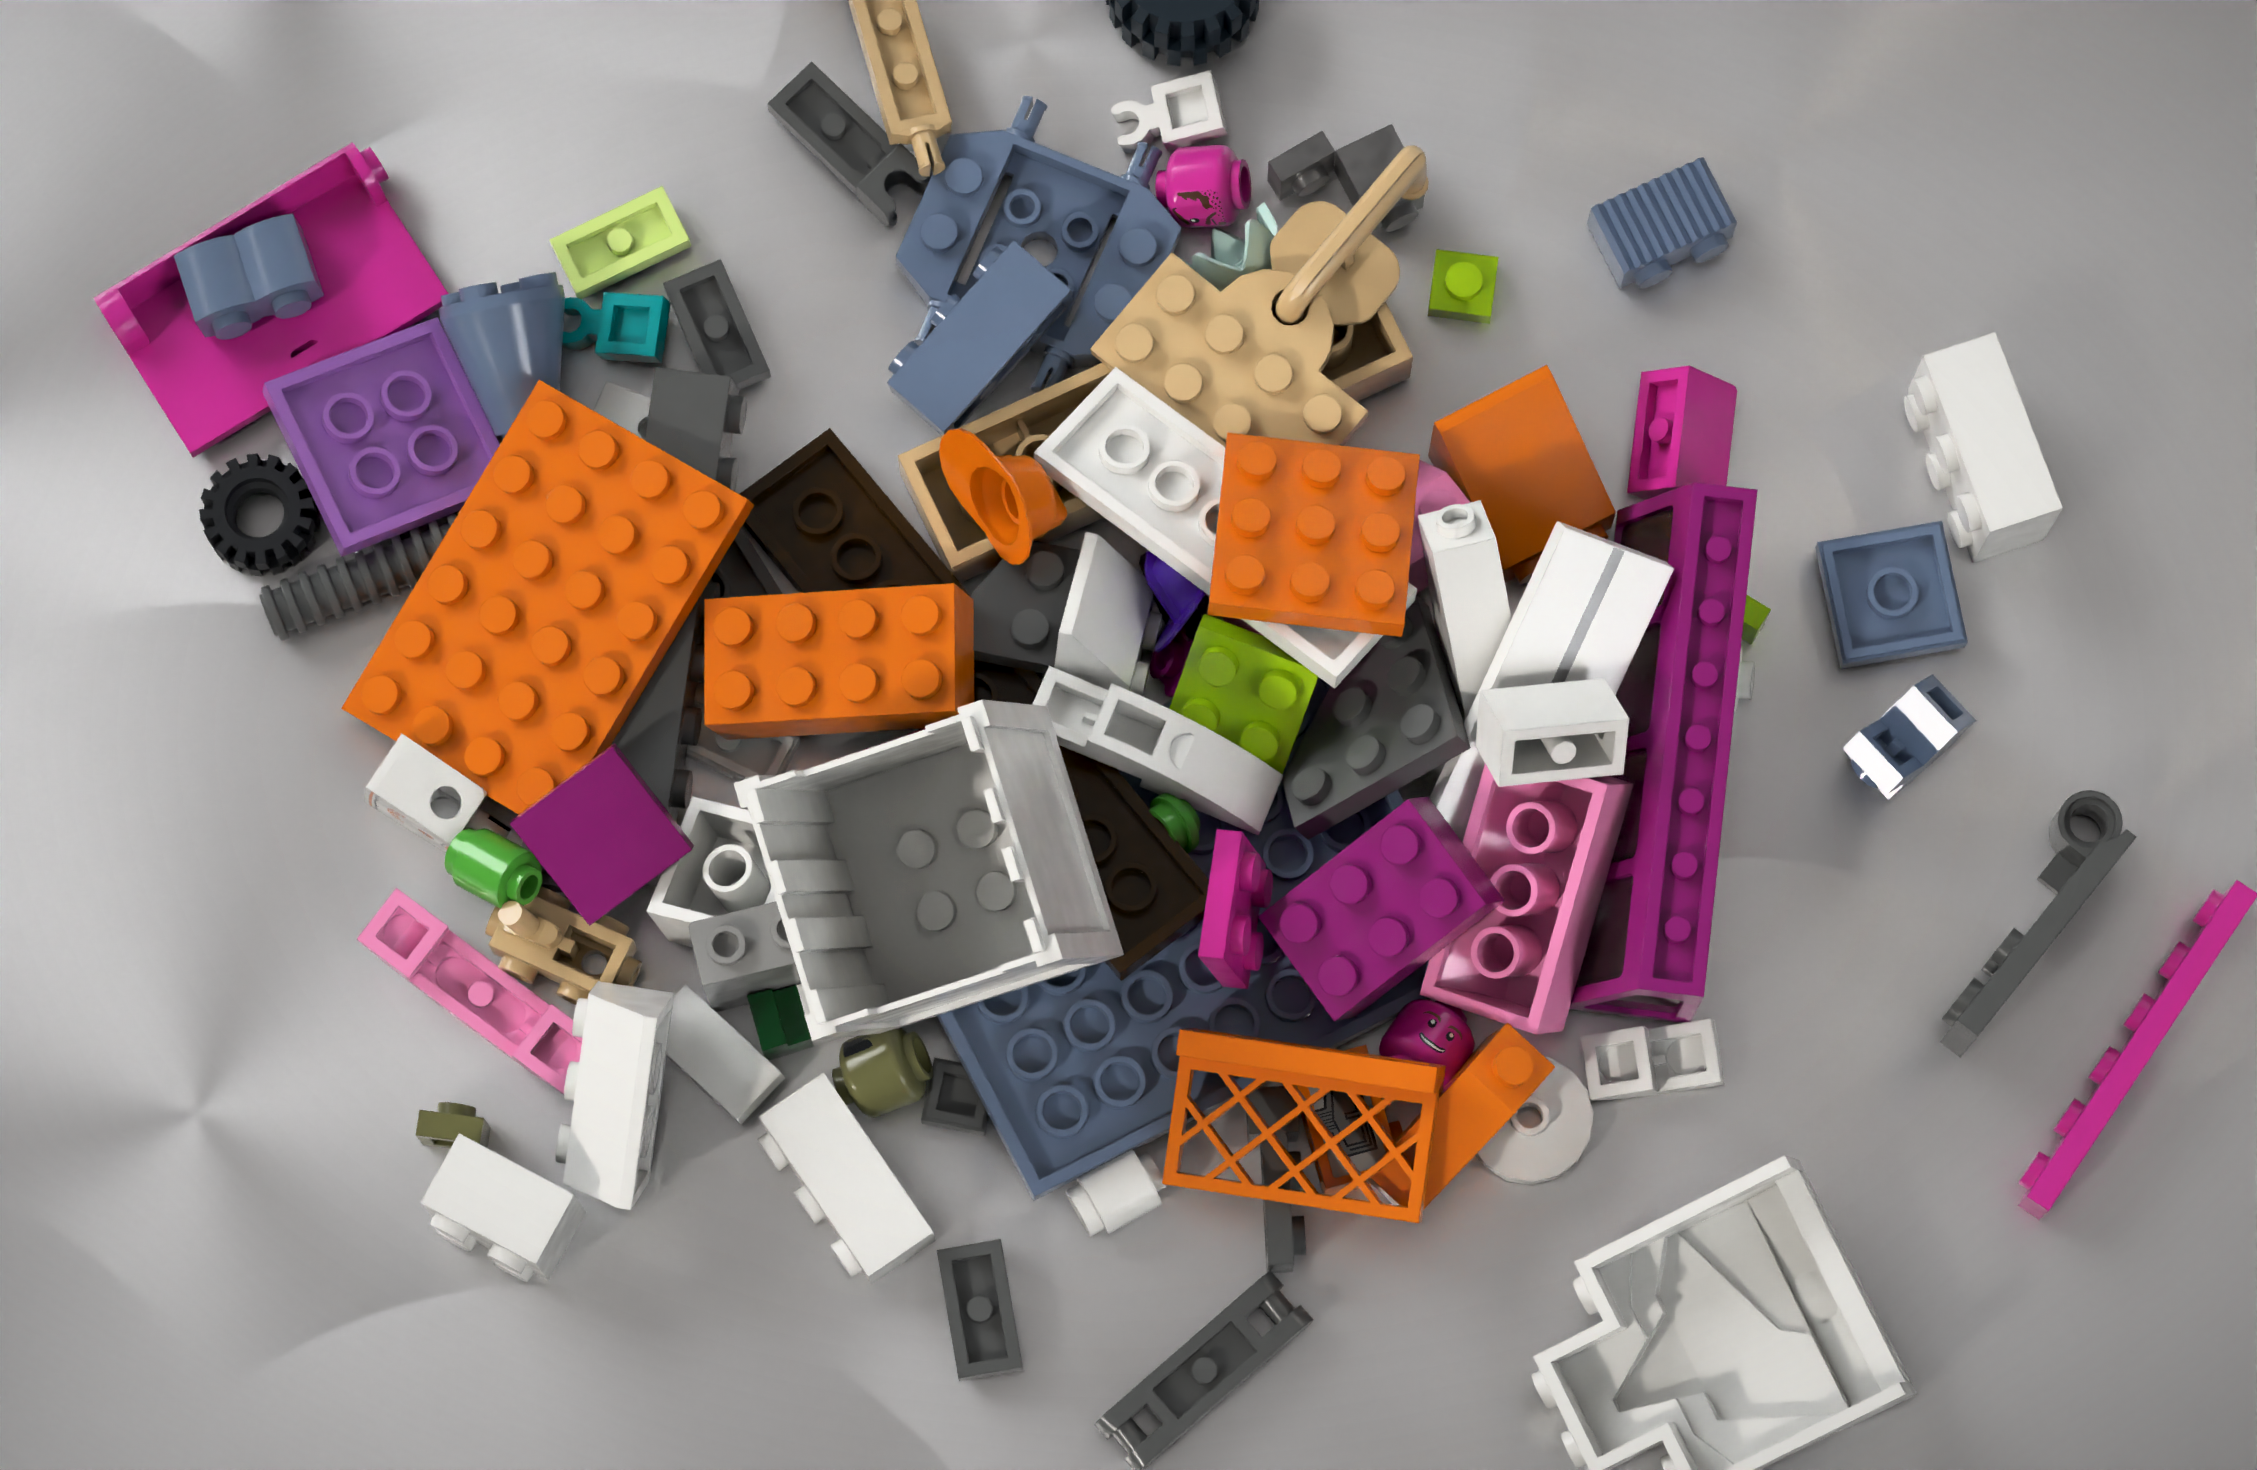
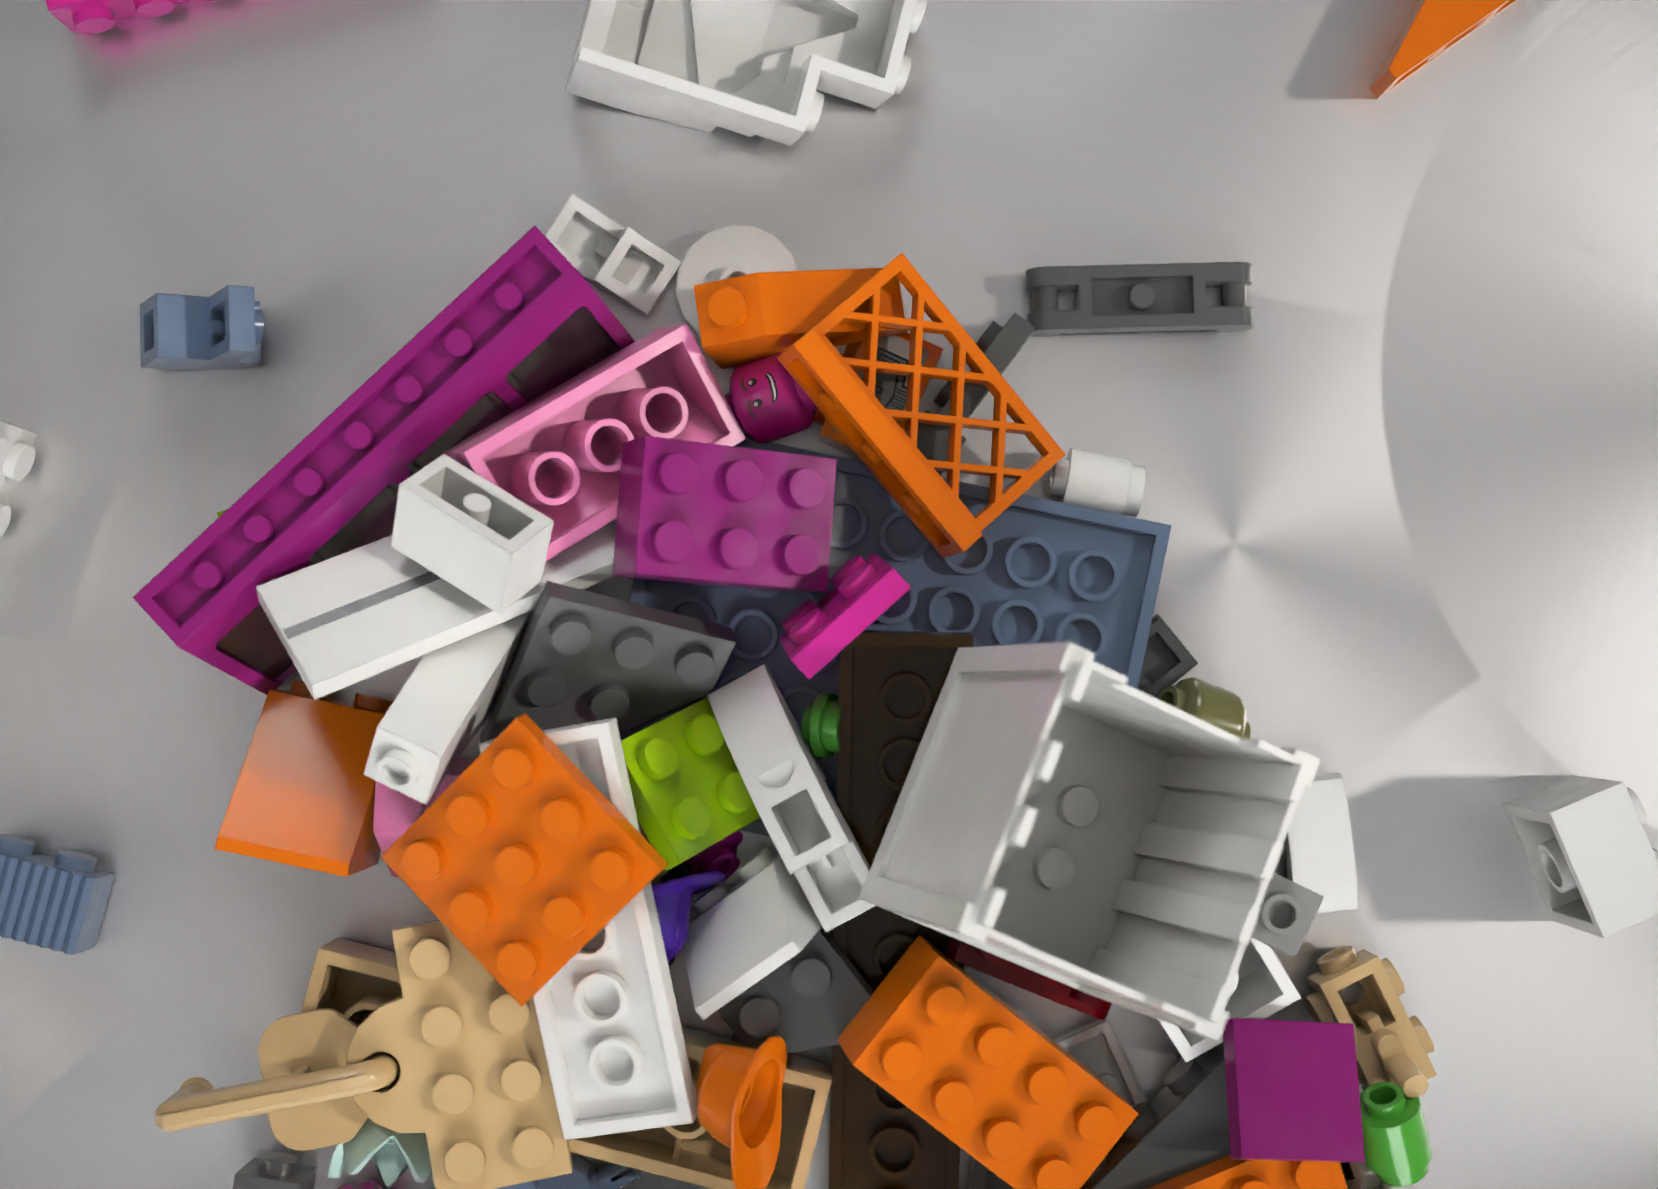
camera: 145 degrees left, 10 degrees up
(443, 1126) = (1565, 950): olive plate -> none
(473, 988) = (1469, 1079): bright pink slope -> none
(615, 1091) = (1431, 871): white slope -> none
(844, 1180) = (1298, 657): white brick -> none
(979, 1310) = (1271, 481): dark grey plate -> none
(1363, 162) = (224, 1144): flat silver brick -> none
(1463, 286) = (233, 977): lime plate -> none
(1681, 431) = (167, 716): dark pink panel -> none
(1891, 594) = (117, 455): sand blue plate -> none
(2073, 878) = (176, 103): dark grey hinge -> none

